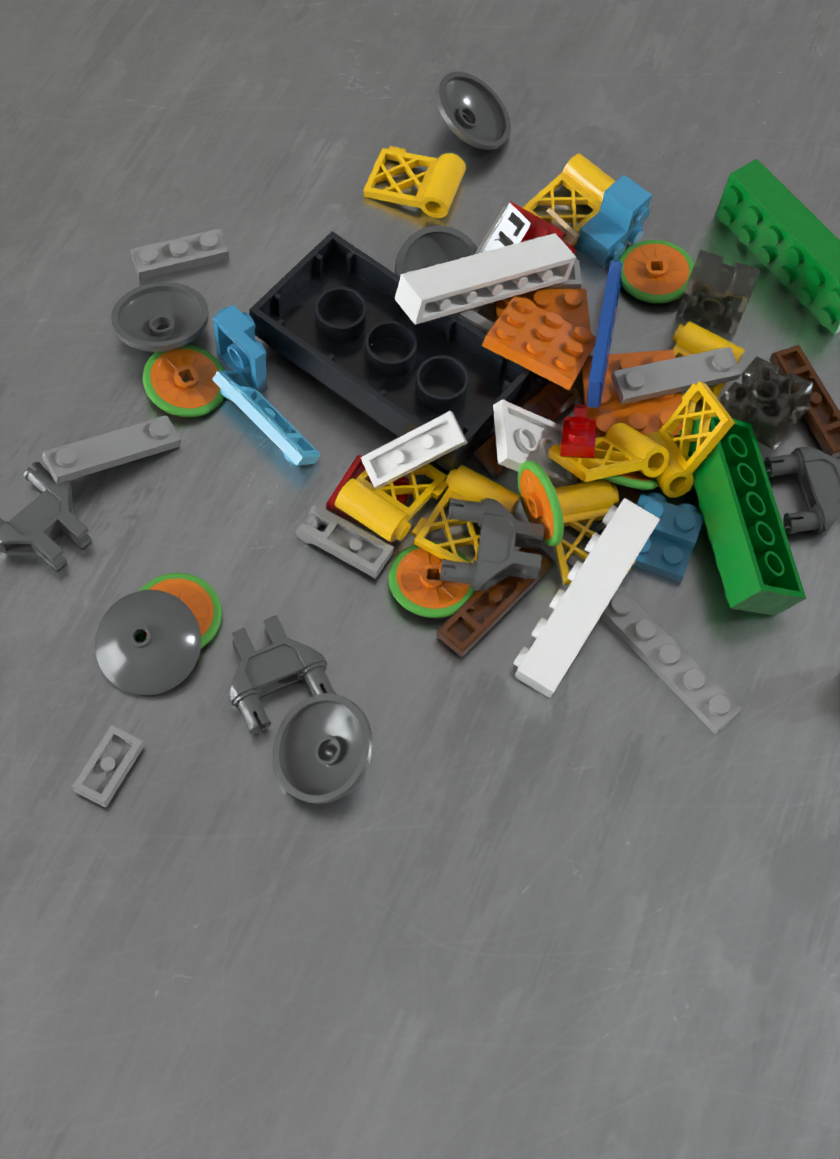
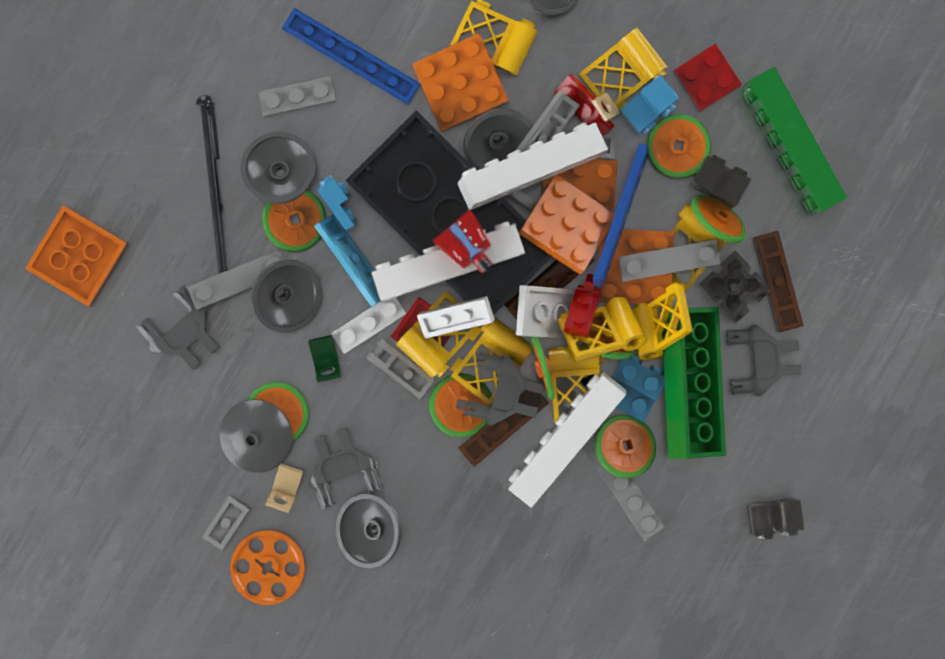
camera: 15 degrees right, 25 degrees up
(64, 266) = (212, 153): none -> black bar
(178, 841) = (267, 580): none -> orange wedge
(192, 445) = (297, 303): none -> dark grey dish
(195, 703) = (285, 487): none -> tan bracket
(237, 530) = (324, 358): none -> dark green bracket
(241, 209) = (351, 56): none -> blue tile
(294, 493) = (368, 324): none -> white plate
(379, 216) = (460, 82): none -> orange plate
(394, 381) = (437, 266): none -> white brick
(416, 339) = (465, 243): none -> red torso
(665, 608) = (611, 451): none -> orange wheel
(677, 205) = (707, 77): none -> red plate
(726, 328) = (718, 219): none -> orange wheel

